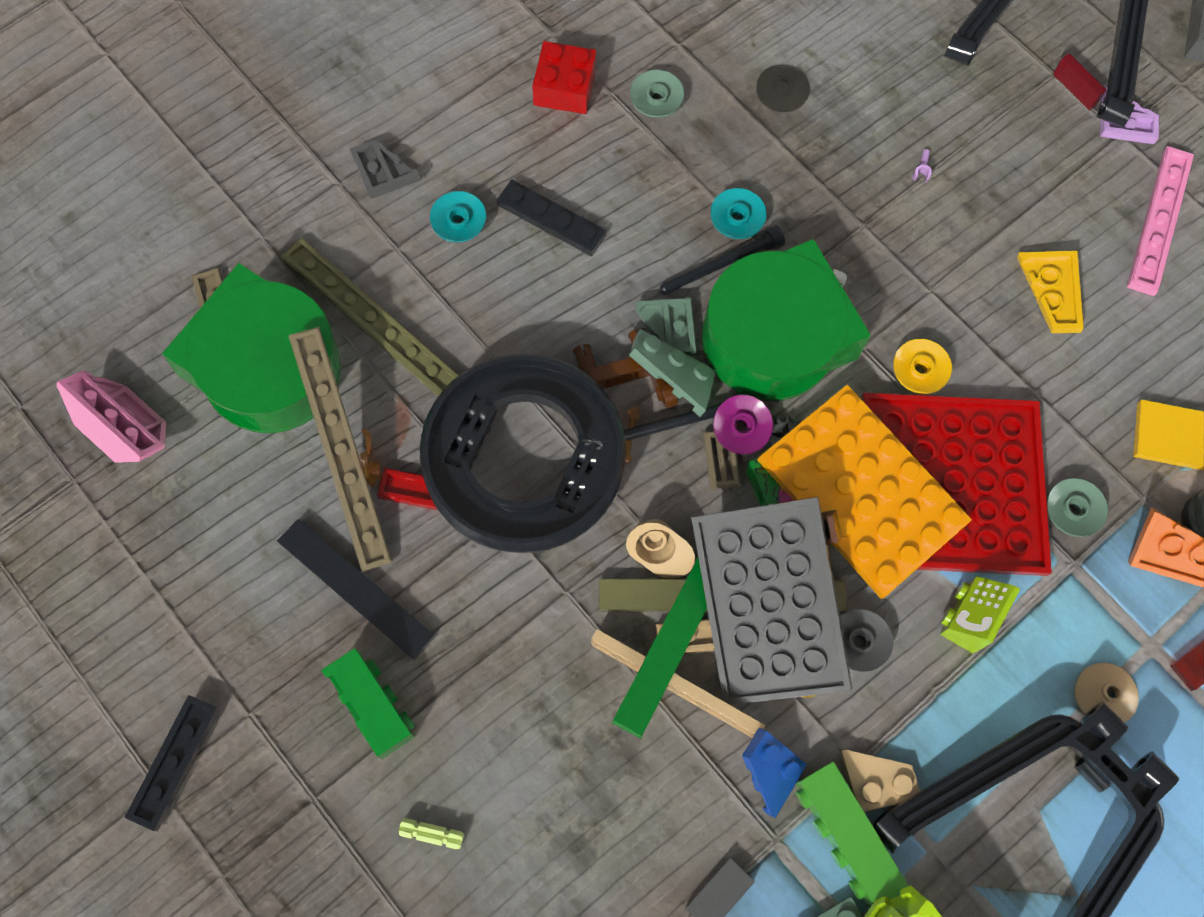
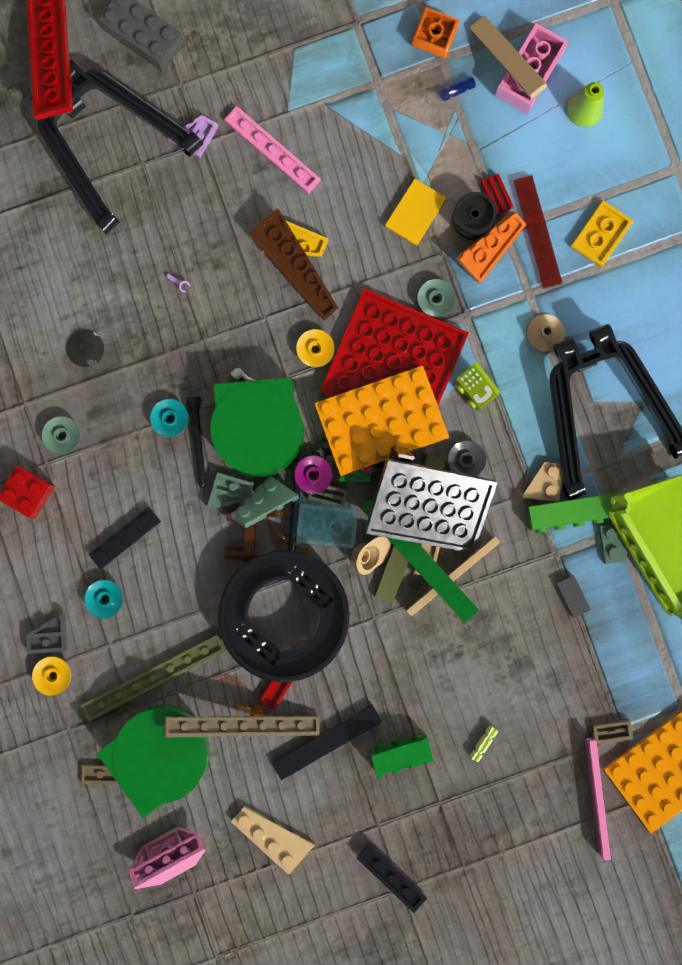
camera: 65 degrees left, 15 degrees up
(180, 572) = (273, 839): none -> tan wing
(326, 179) = (42, 676): none -> yellow dish
(677, 469) = (327, 526): none -> clear light blue brick
(772, 770) = (519, 541): blue wing -> none
(1037, 277) = (286, 252): none -> reddish brown wing
(1079, 81) = (157, 153): dark red tile -> none

